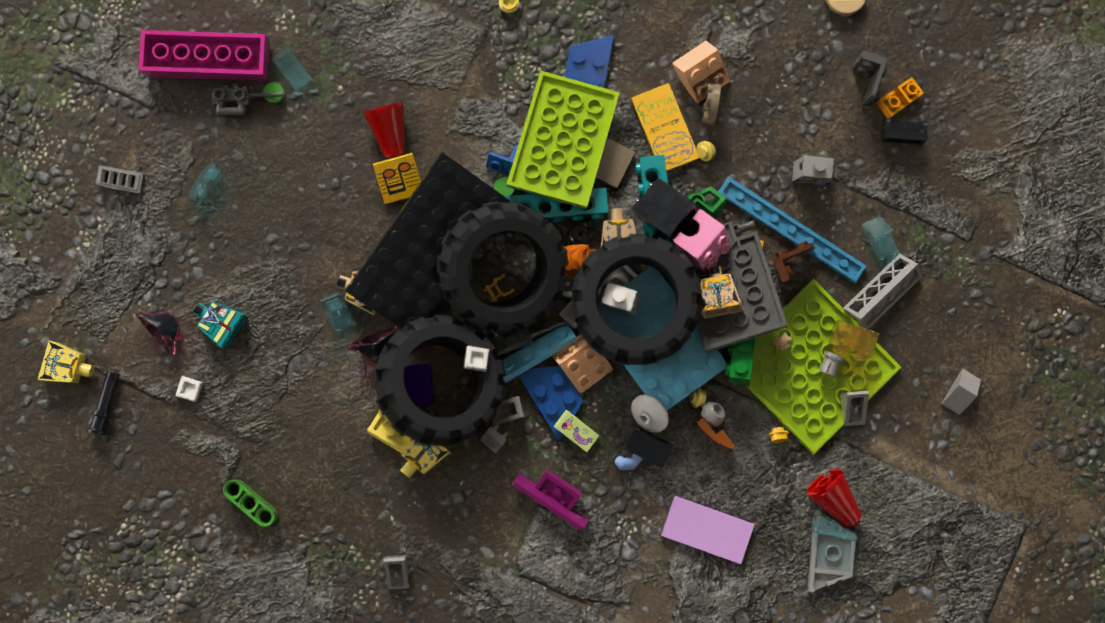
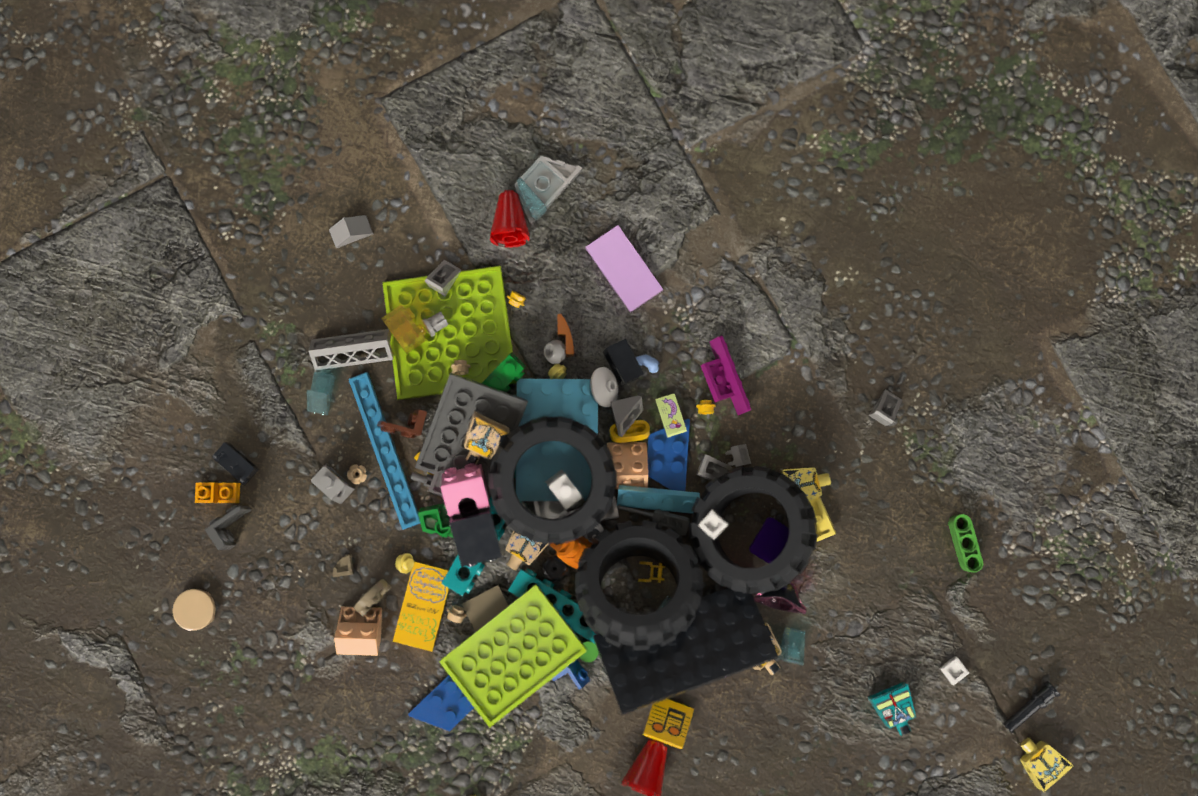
camera: 145 degrees left, 0 degrees up
(163, 327) = (942, 734): hat -> none
(551, 459) = (705, 407): none -> yellow plate
(601, 392) = (638, 431): none -> yellow plate
(615, 405) = (626, 412): none -> light grey slope
(633, 140) = (456, 614): none -> tan plate
(752, 113) = (344, 566): none -> dark tan tile
(793, 194) = (357, 479): none -> tan plate

